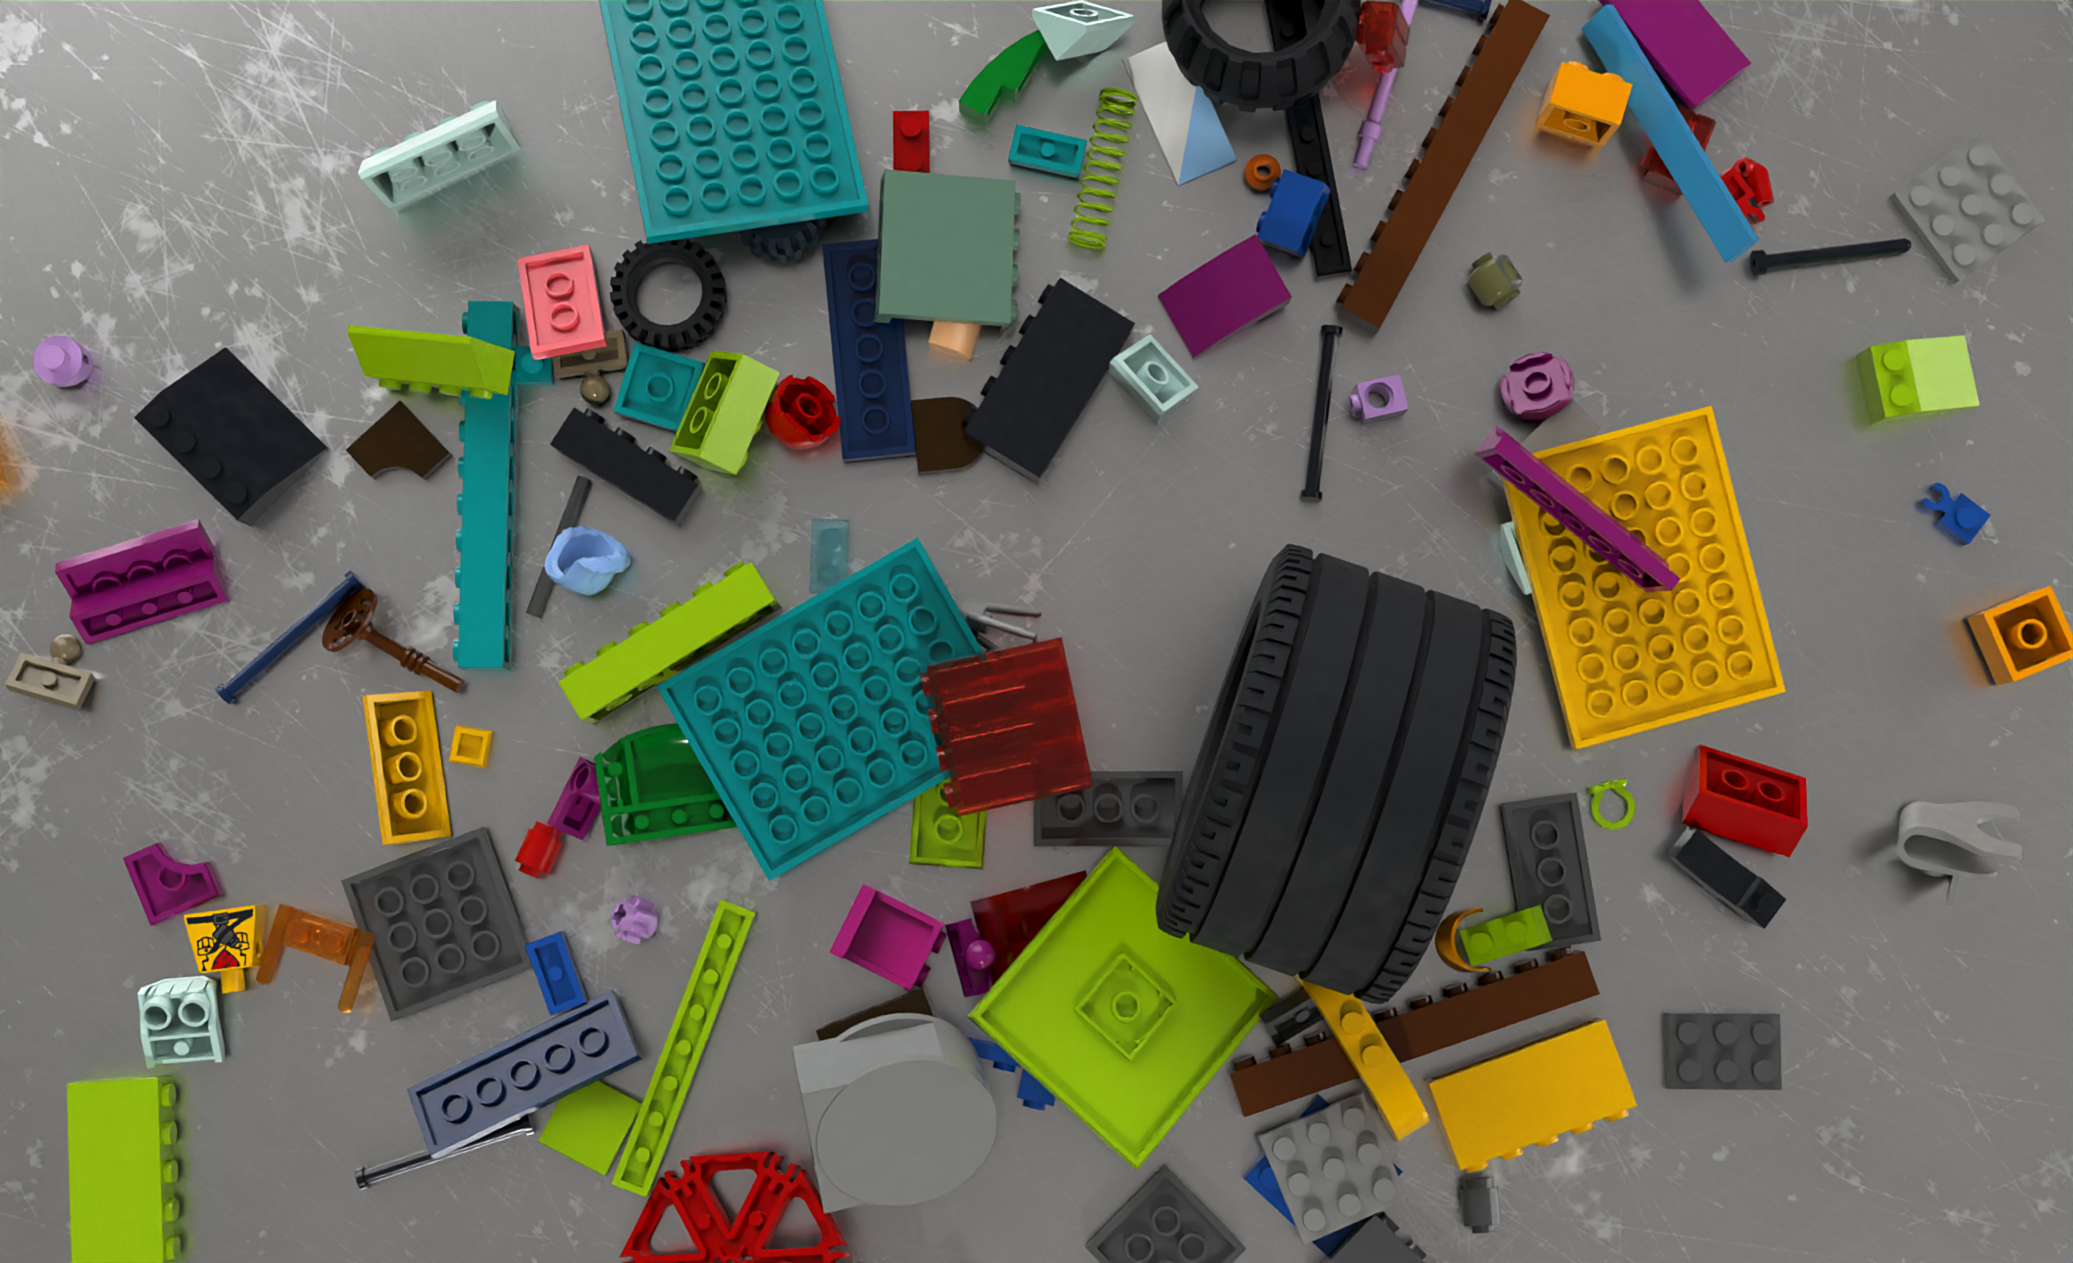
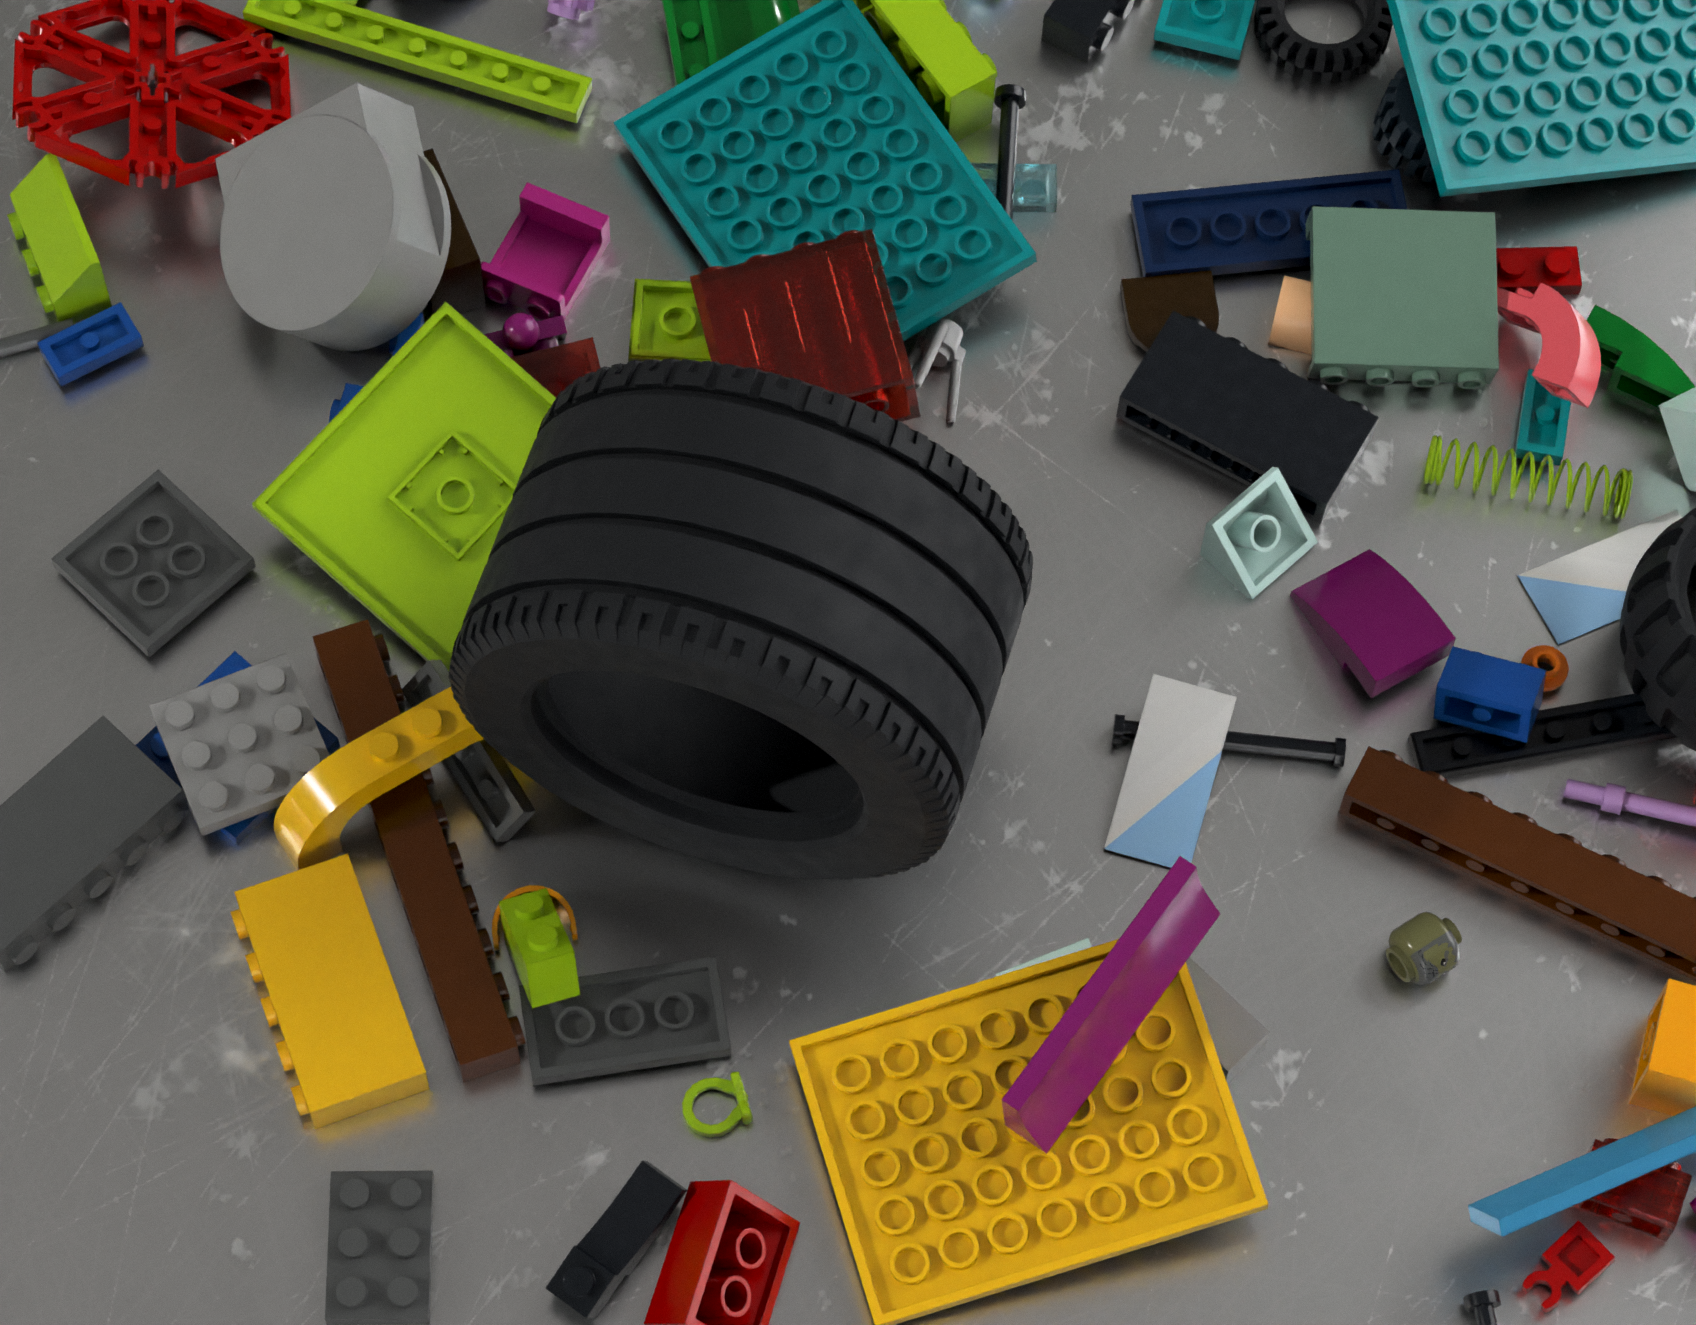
camera: 90 degrees right, 20 degrees down
(724, 412) = (1178, 62): lime brick -> none
(801, 413) = (1186, 144): red cylinder -> none
(802, 557) = (1009, 99): none -> black bar
(995, 123) = (1570, 348): none -> coral arch
(1349, 457) = (1170, 772): none -> sticker
(1393, 393) = (1245, 823): lavender brick -> none
(1480, 1204) = (188, 931): dark grey brick -> none
(1537, 386) = (1282, 998): magenta tile -> none
(1757, 179) = (1604, 1300): red arm -> none

